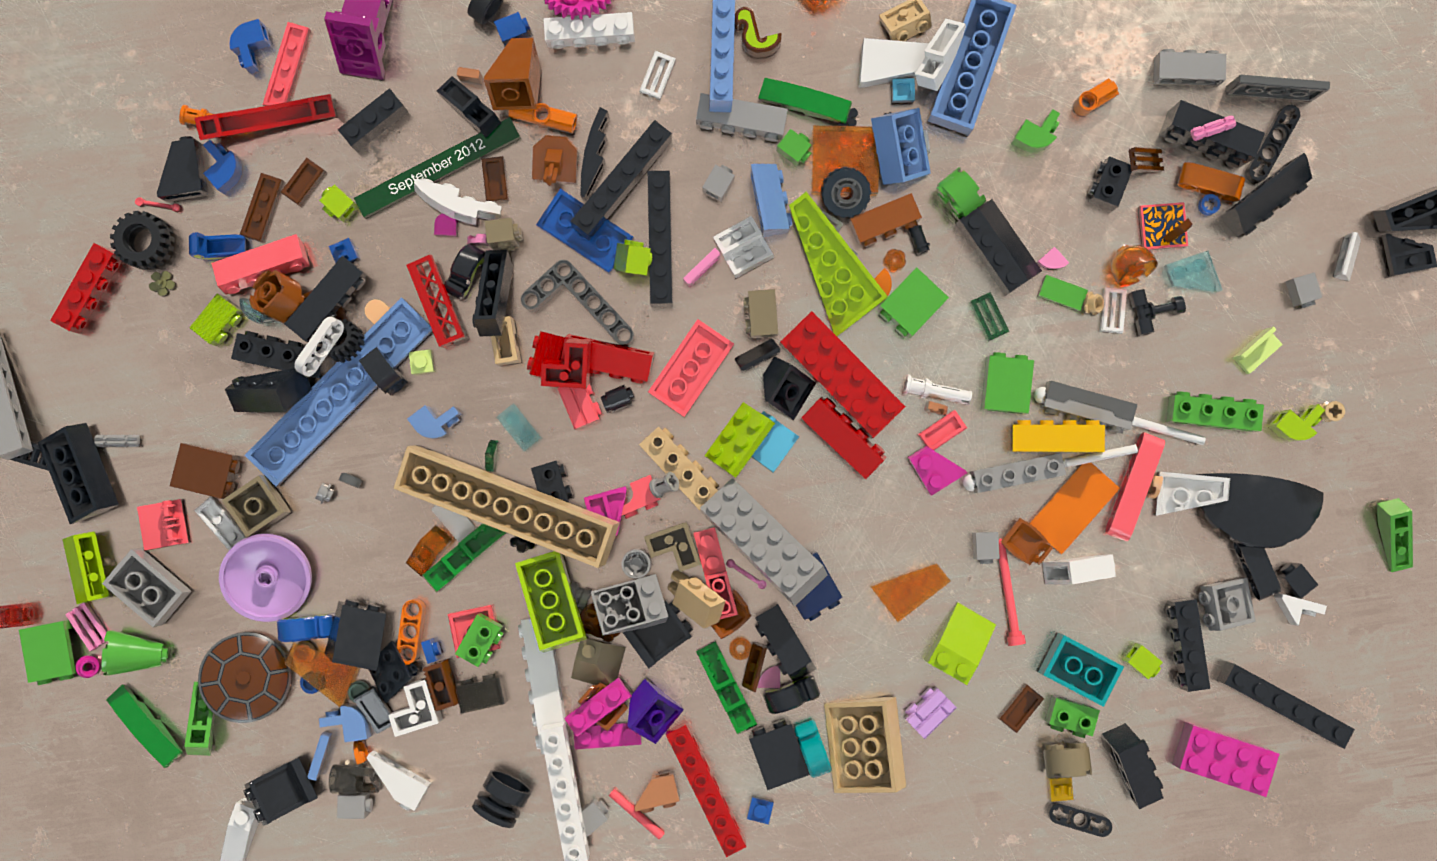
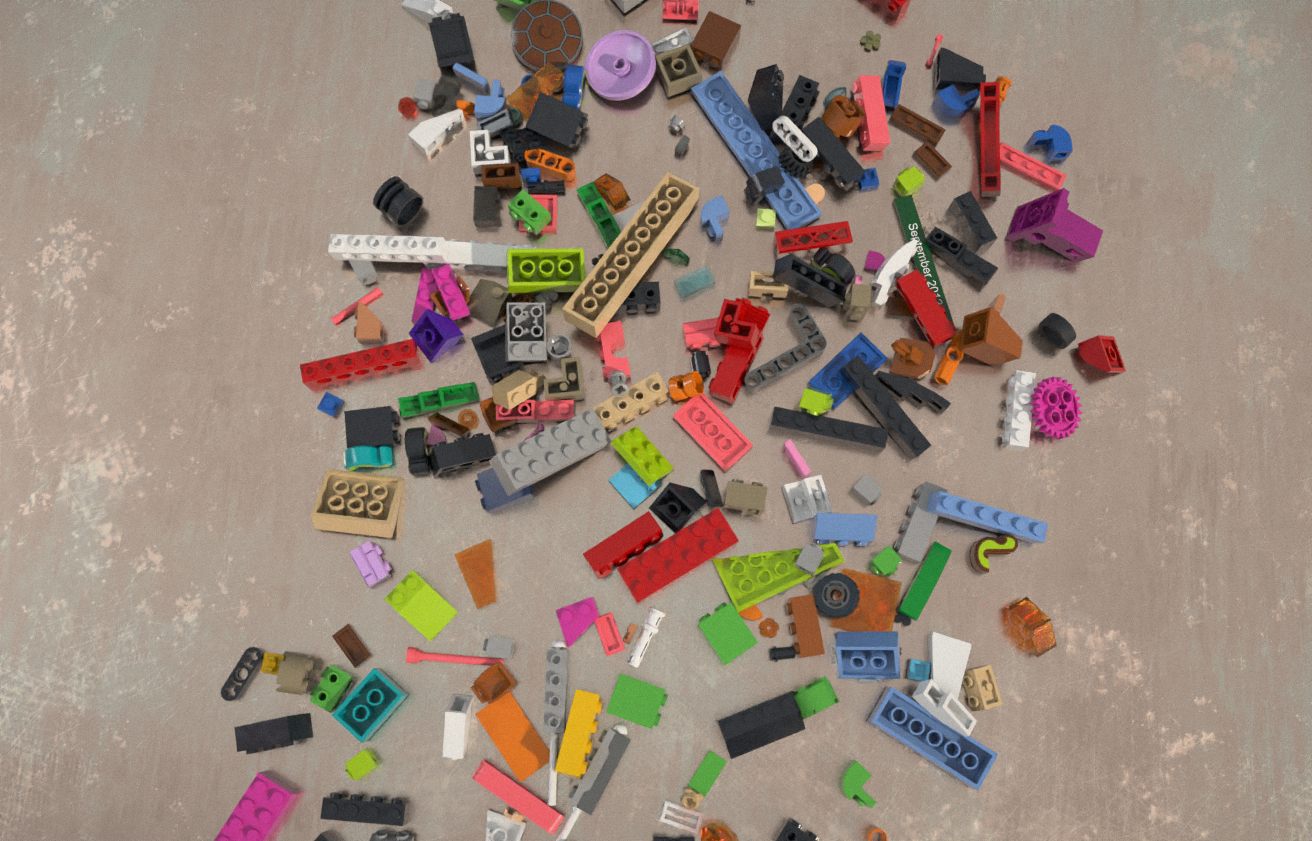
camera: 100 degrees right, 10 degrees down
(125, 235) = (912, 19): black tyre -> none
(217, 320) = (832, 71): lime brick -> none
(374, 824) = (406, 105): none -> clear red plate
(419, 128) = (960, 258): none -> black slope
(440, 629) = (546, 187): none -> black pin
(469, 106) = (970, 300): black slope -> none
(494, 155) = (925, 308): none -> red brick
(512, 27) = (1031, 348): blue brick -> none
(607, 503) = (612, 334): dark pink wing -> none
(647, 408) = (686, 386): none -> orange wheel
(651, 93) = (952, 457): white tile -> none
(814, 228) = (809, 559): none -> light grey brick
(981, 299) = (716, 696): clear green tile -> none
(1053, 260) = (738, 771): bright pink tile -> none

